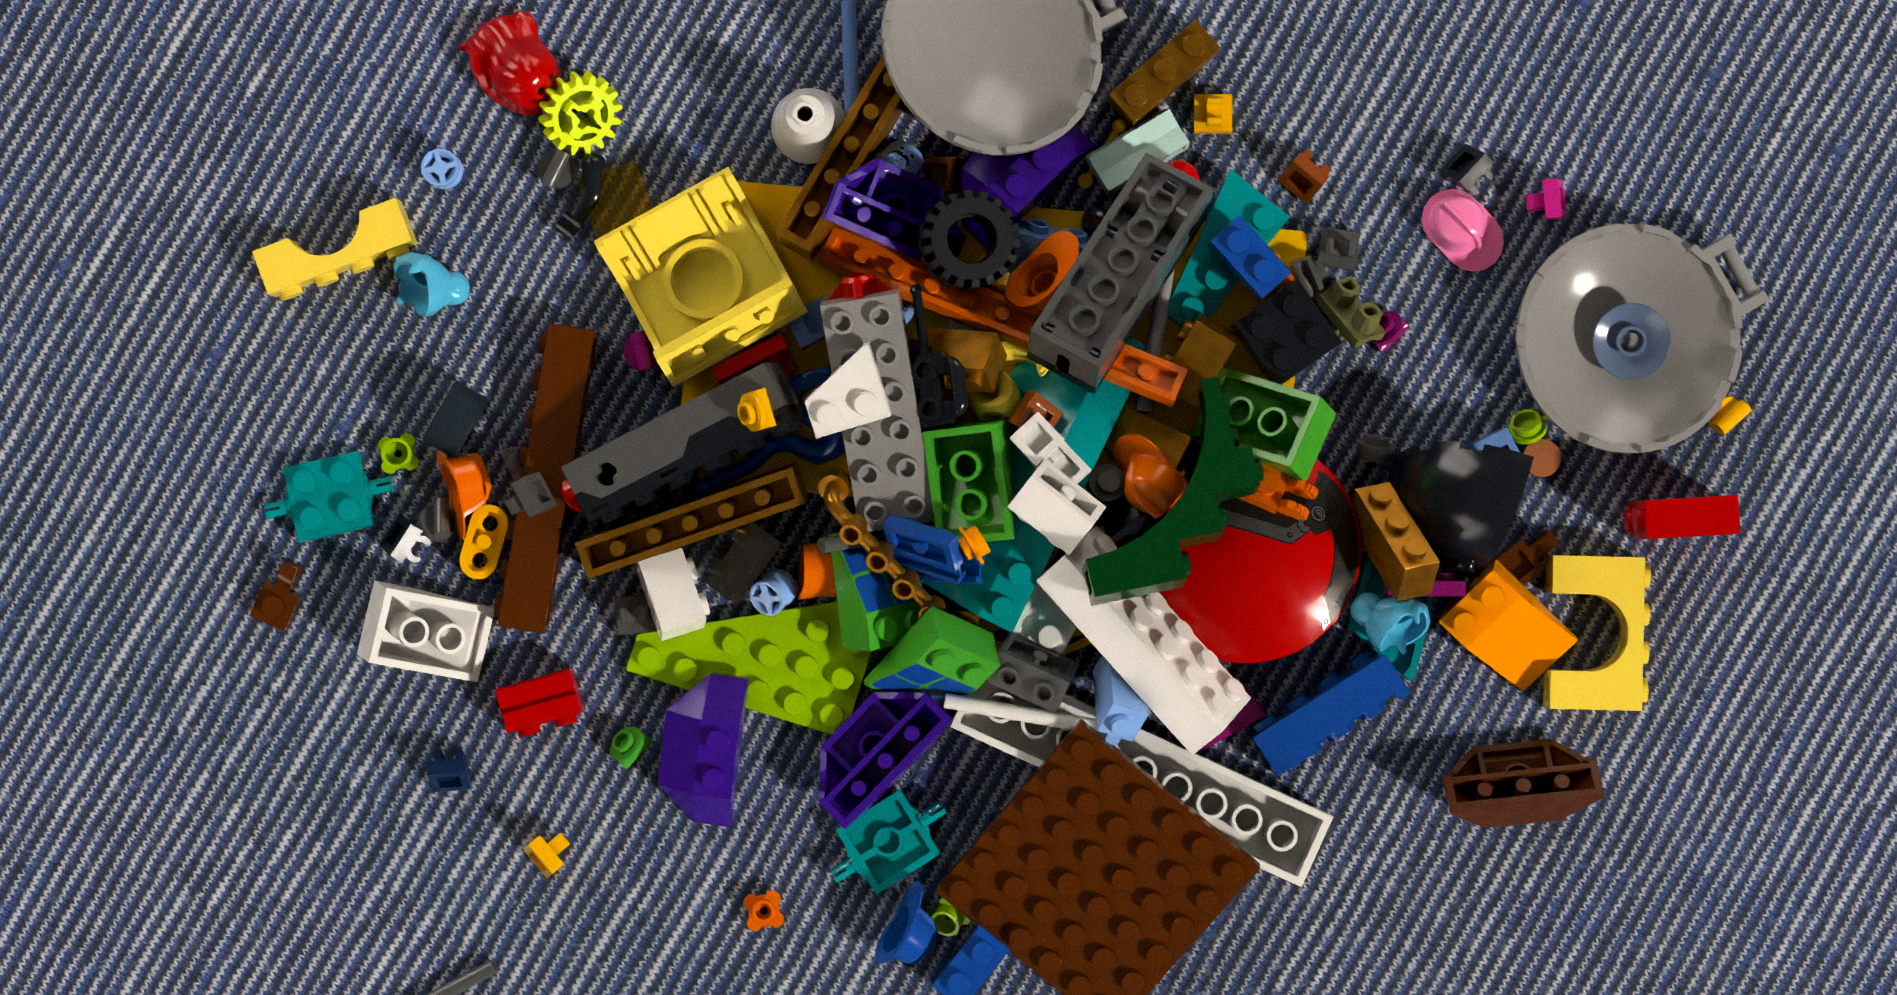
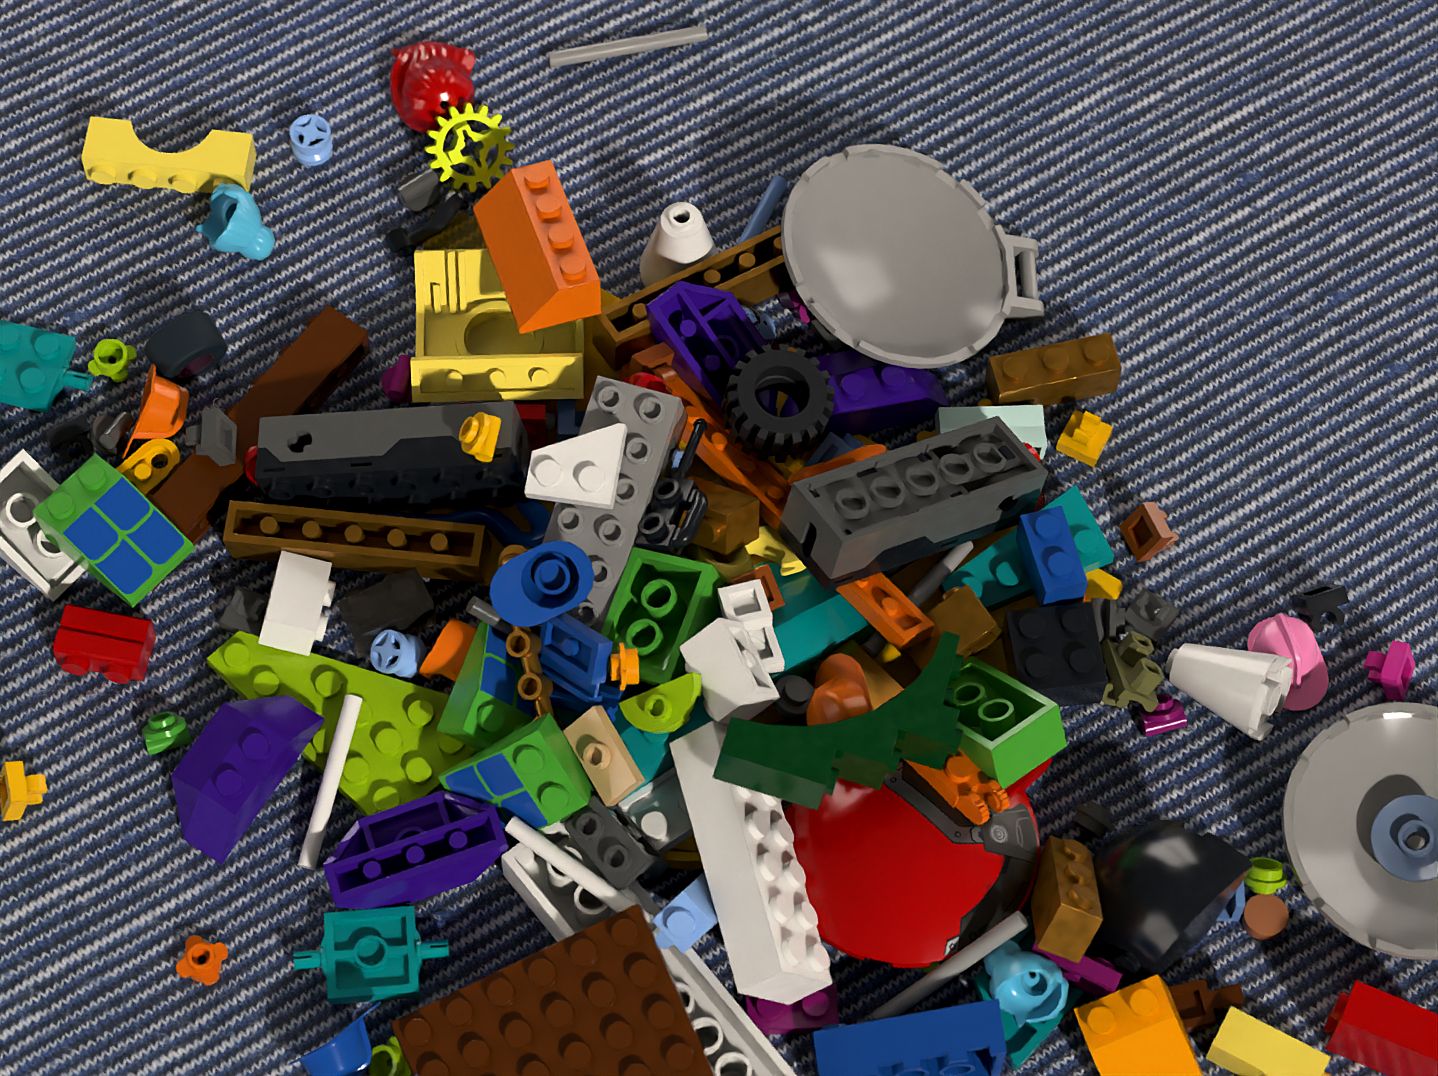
camera: 25 degrees right, 25 degrees down
(500, 619) = (112, 530): none -> slope
(700, 201) = (538, 249): none -> orange slope
(780, 723) = (330, 782): none -> white bar
(850, 257) = (654, 361): none -> dark orange tile
(873, 511) = (541, 583): none -> blue piece
(991, 616) = (603, 755): none -> tan plate
(1019, 559) = (665, 706): none -> lime plate
(1331, 637) = (952, 967): none -> light grey bar
(1431, 281) = (1233, 683): none -> white cone

